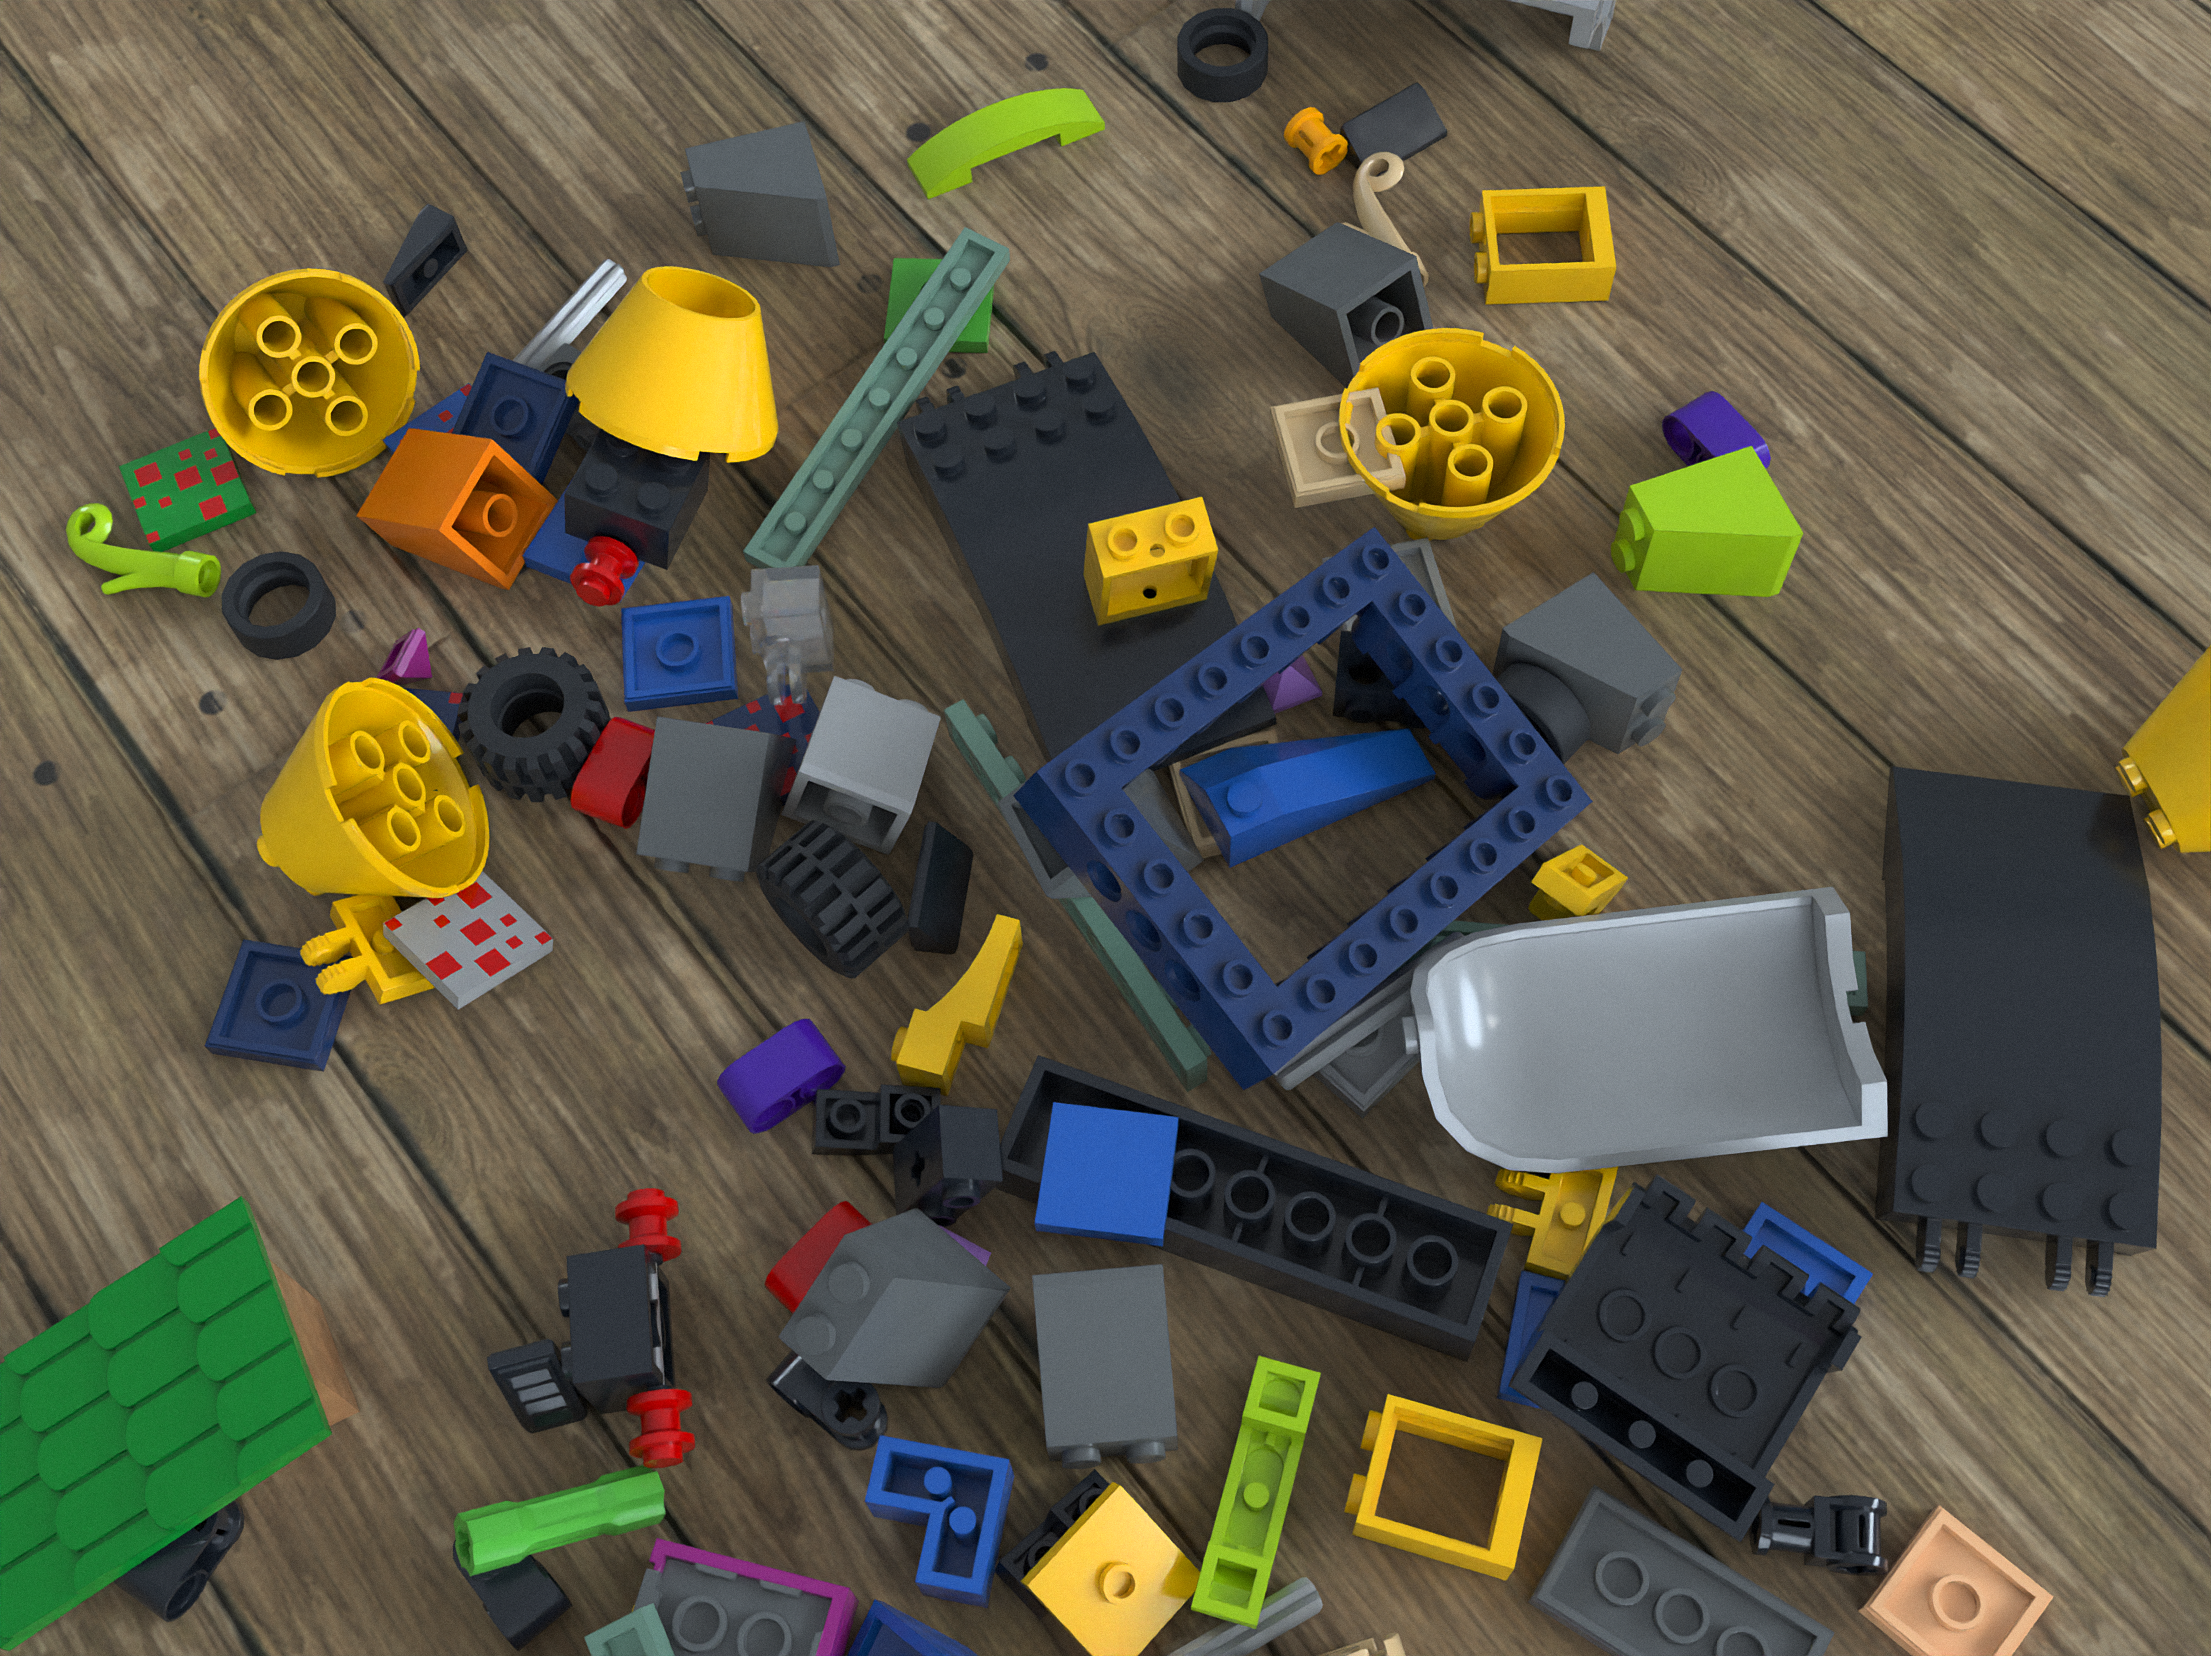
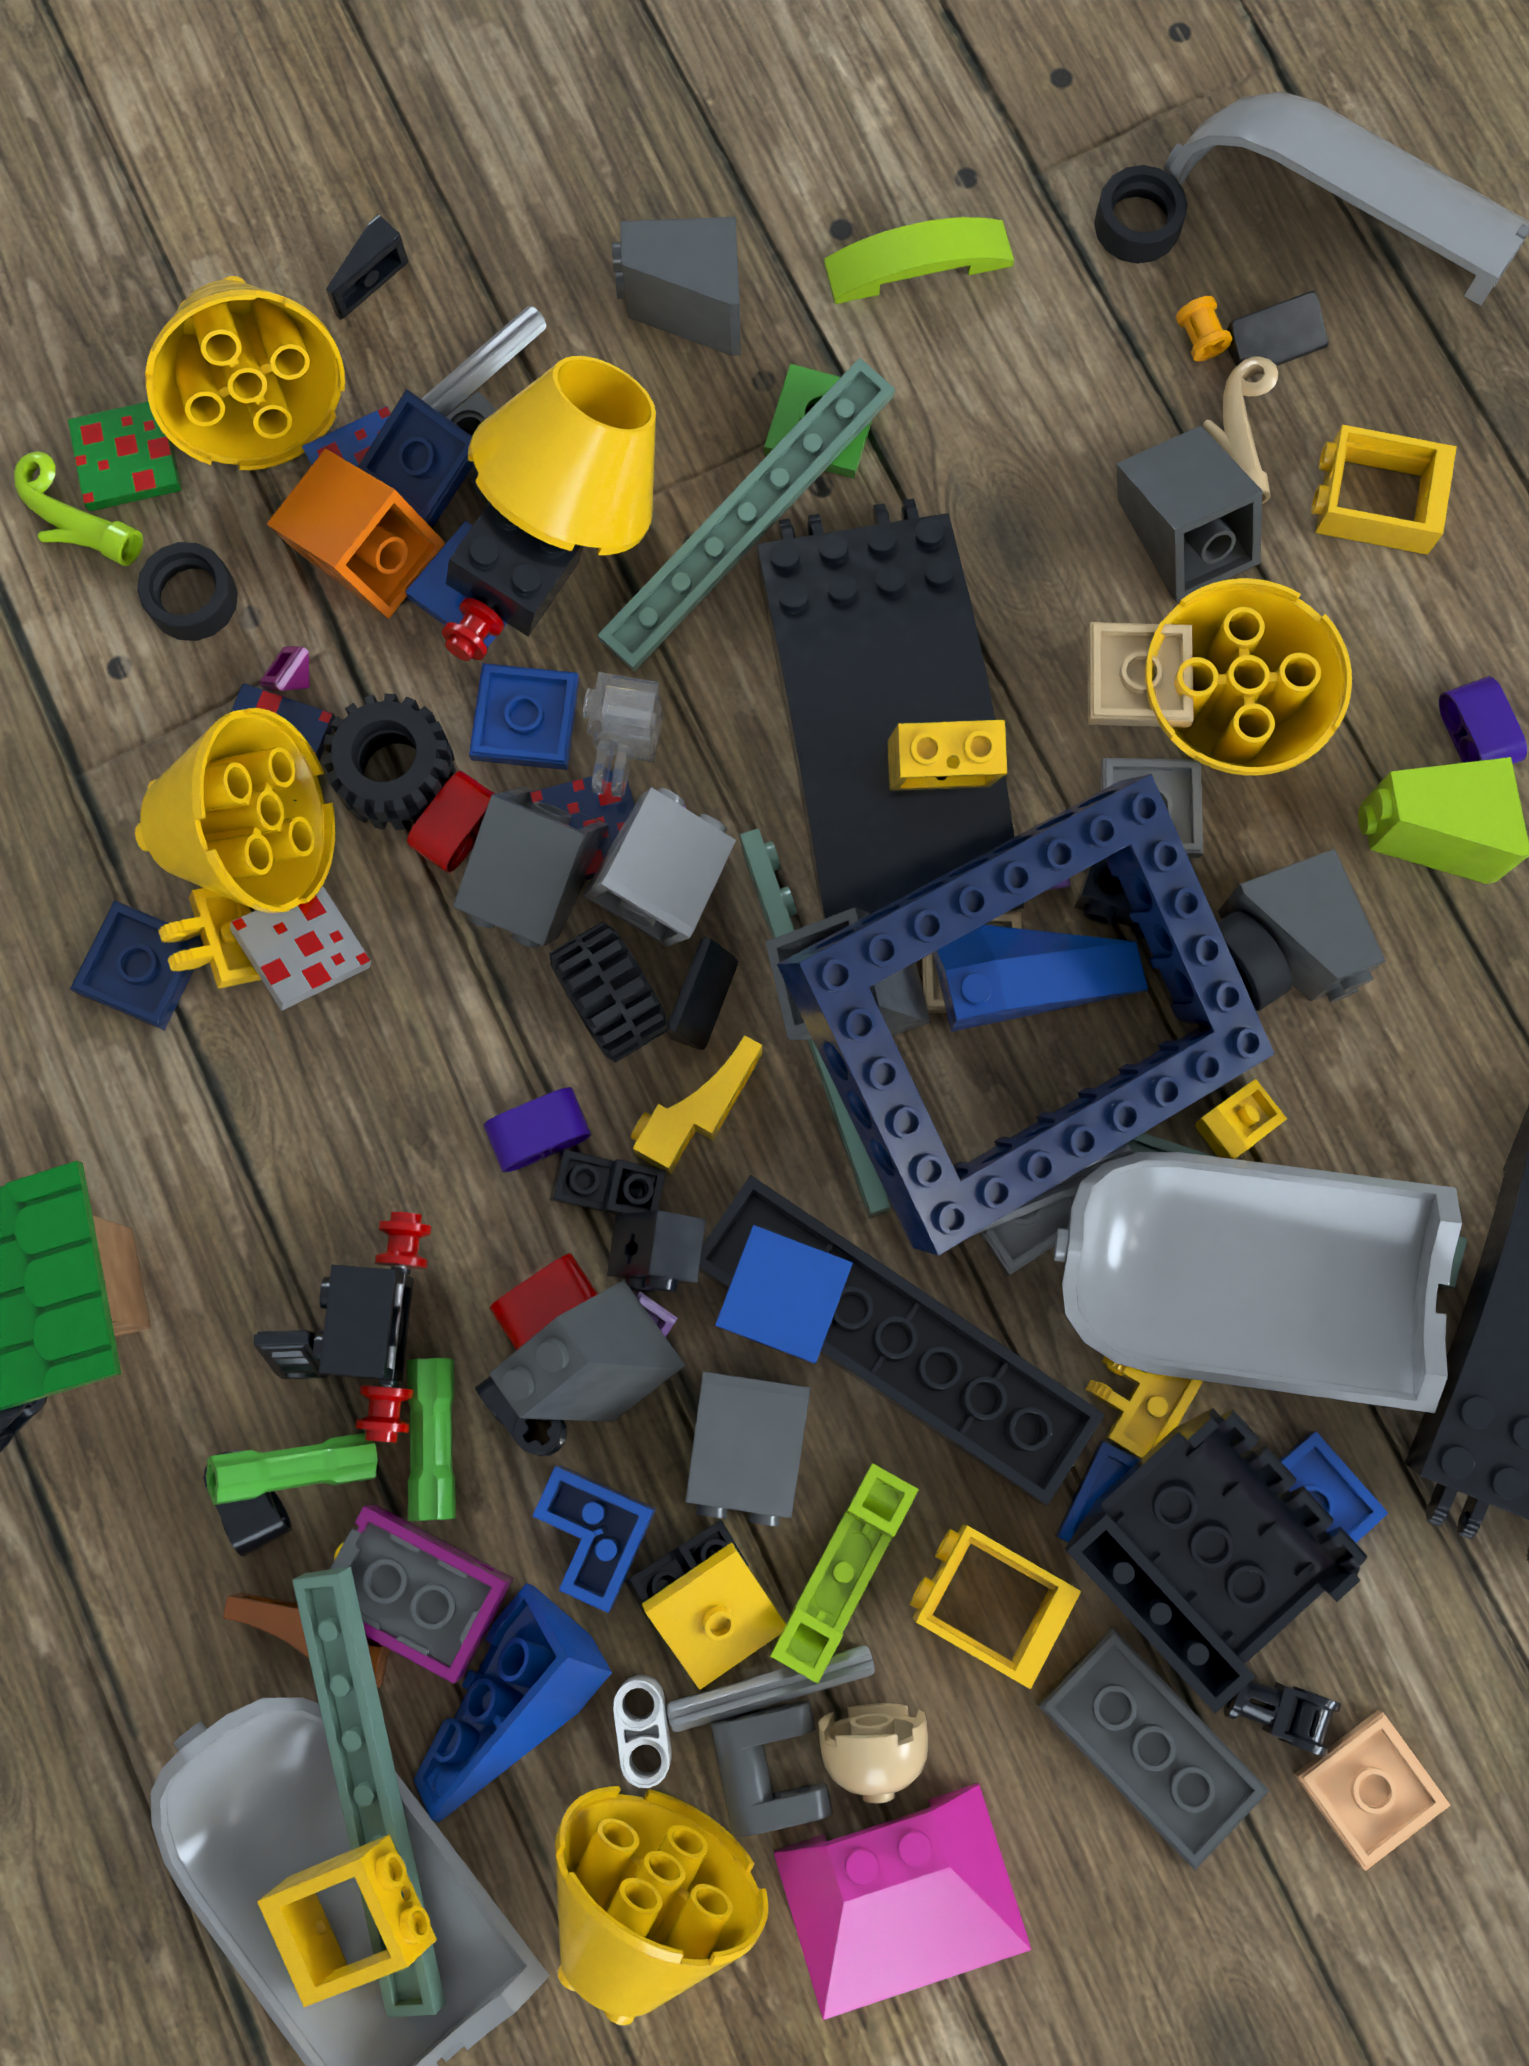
camera: 10 degrees right, 15 degrees up
(733, 1500) = (431, 1467): none -> bright green axle

